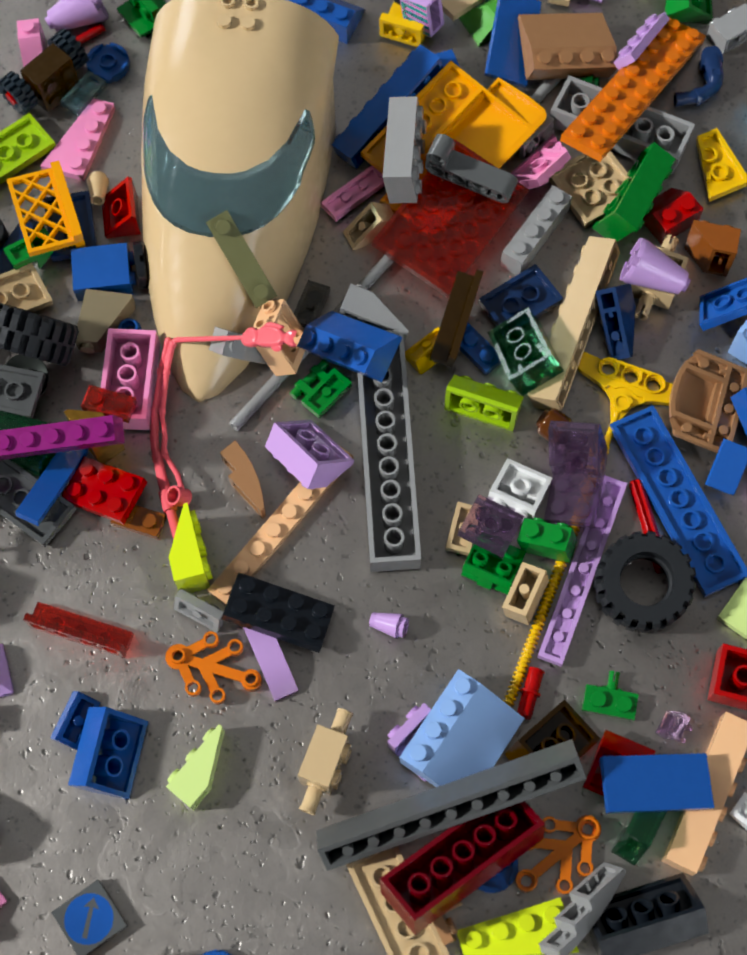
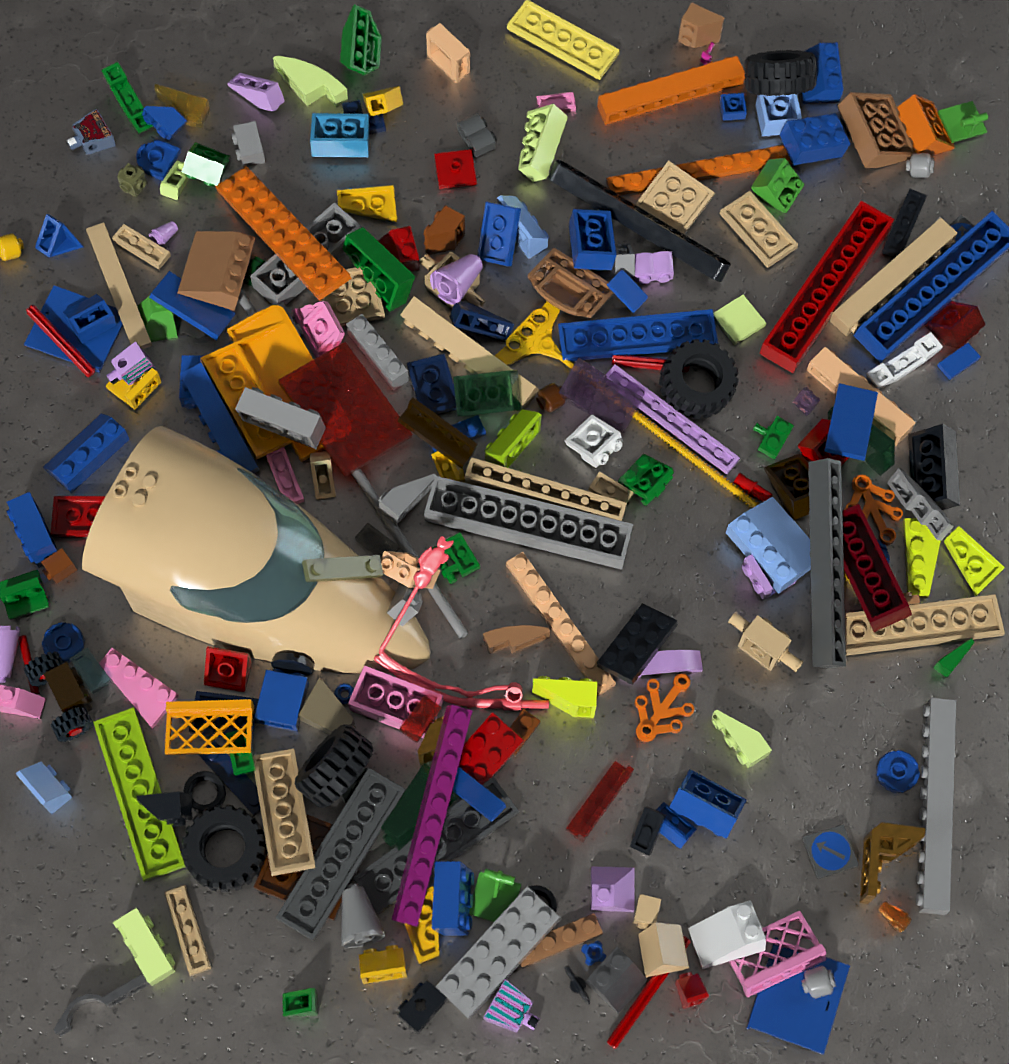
camera: 75 degrees left, 0 degrees up
(54, 691) = (647, 830): none -> black plate
(97, 186) = (195, 682): tan cone -> none
(198, 610) = (613, 705): light grey plate -> none
(307, 453) = (513, 581): lavender slope -> none
(350, 344) = (437, 515): blue slope -> none
(390, 623) = (670, 566): lavender cone -> none
(430, 457) = (540, 489): none -> tan brick
(468, 171) = (305, 388): dark grey beam -> none
(490, 526) = (621, 467): clear purple plate -> none
(525, 593) = (682, 464): tan brick -> none
(547, 539) = (643, 432): green brick -> none
(639, 42) = (237, 212): lavender plate -> none
(712, 68) = (275, 173): dark blue piece -> none

